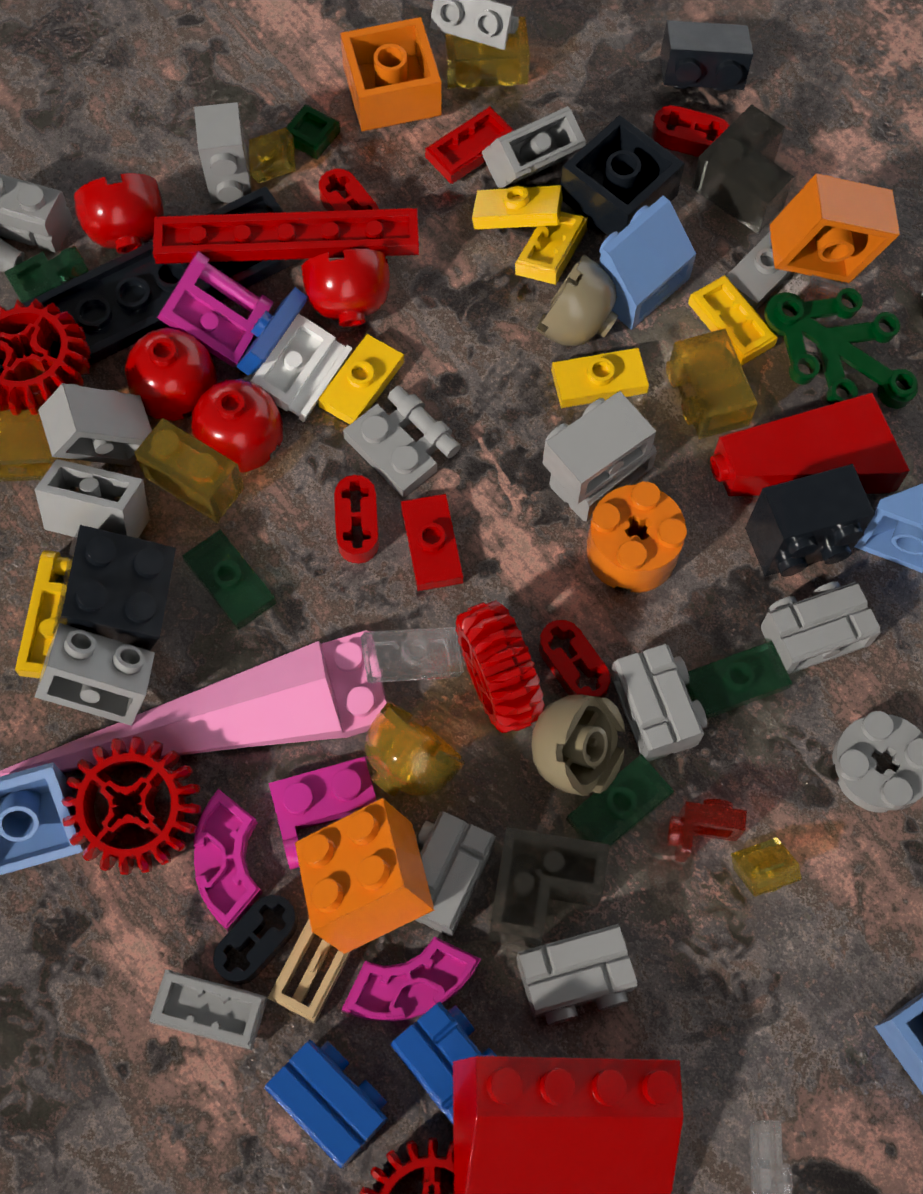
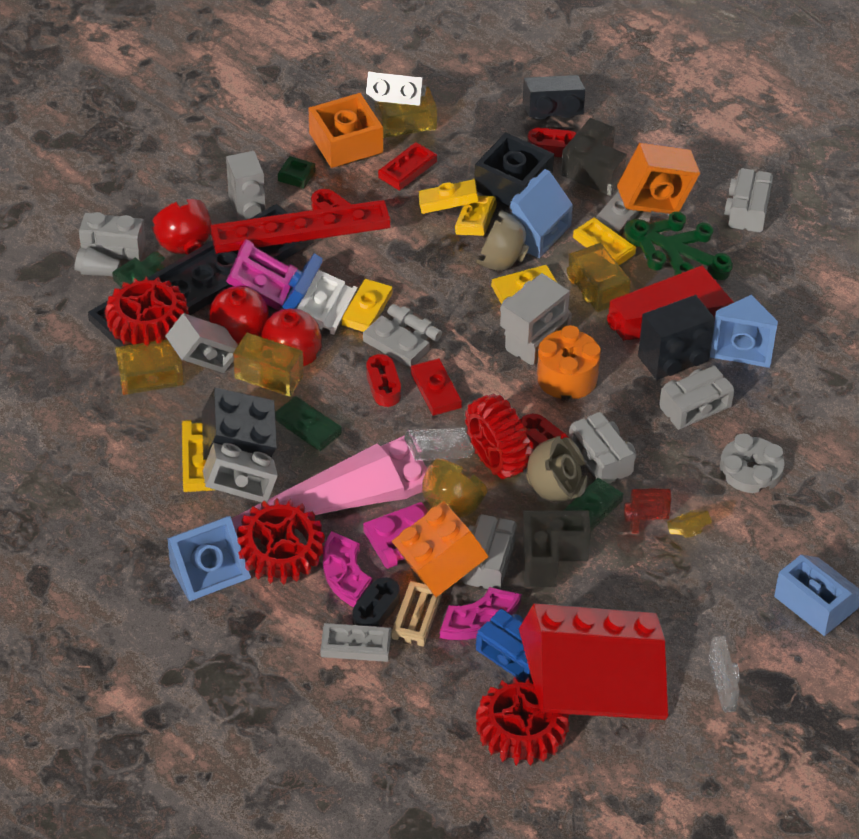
camera: 10 degrees left, 20 degrees down
(93, 498) = (197, 382): light grey brick -> none
(272, 155) = (276, 187): clear yellow plate -> none
(328, 1102) = (444, 675): blue brick -> none
(347, 286) = (346, 250): red cylinder -> none
(533, 148) = (451, 160): light grey brick -> none
(576, 974) = (585, 586): light grey brick -> none
(738, 679) = (653, 432): clear green plate -> none

